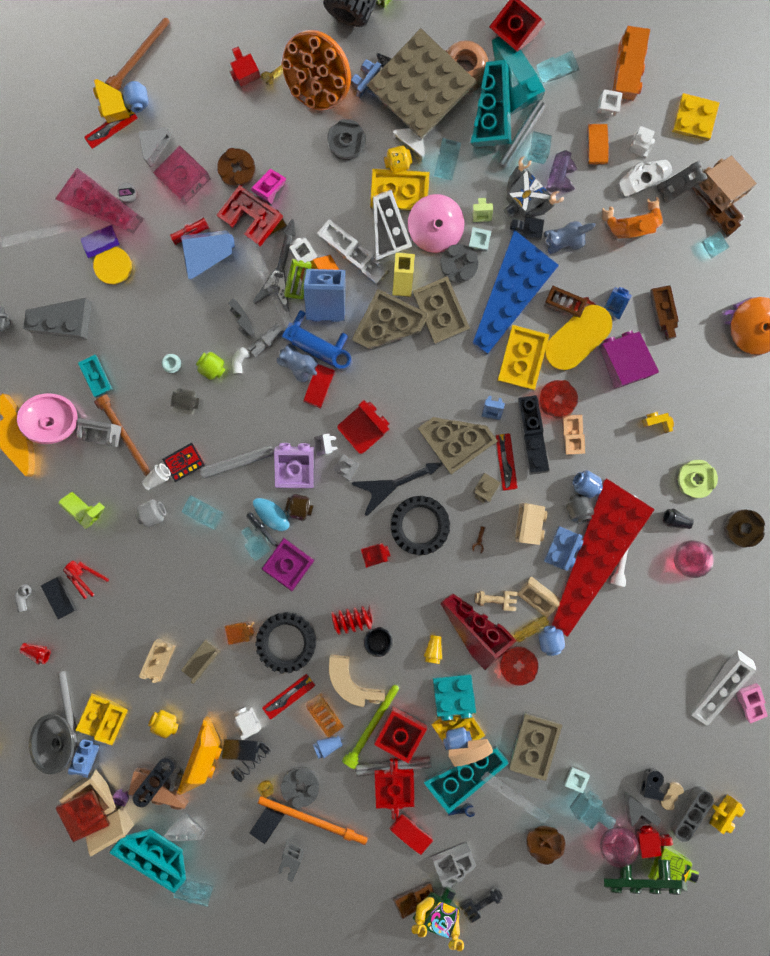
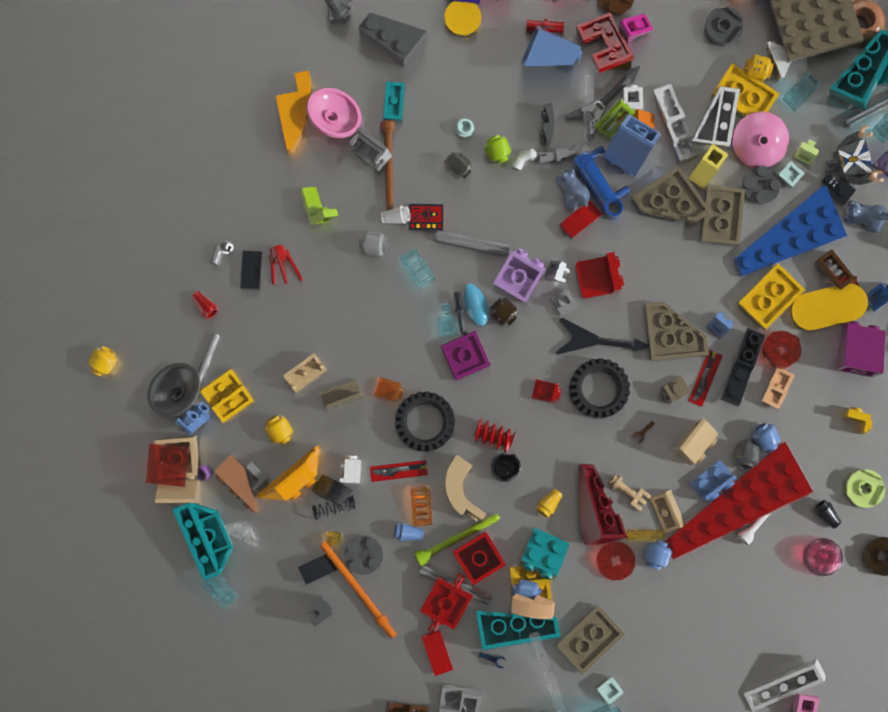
camera: 25 degrees right, 5 degrees down
(141, 789) = (232, 483): black beam -> none

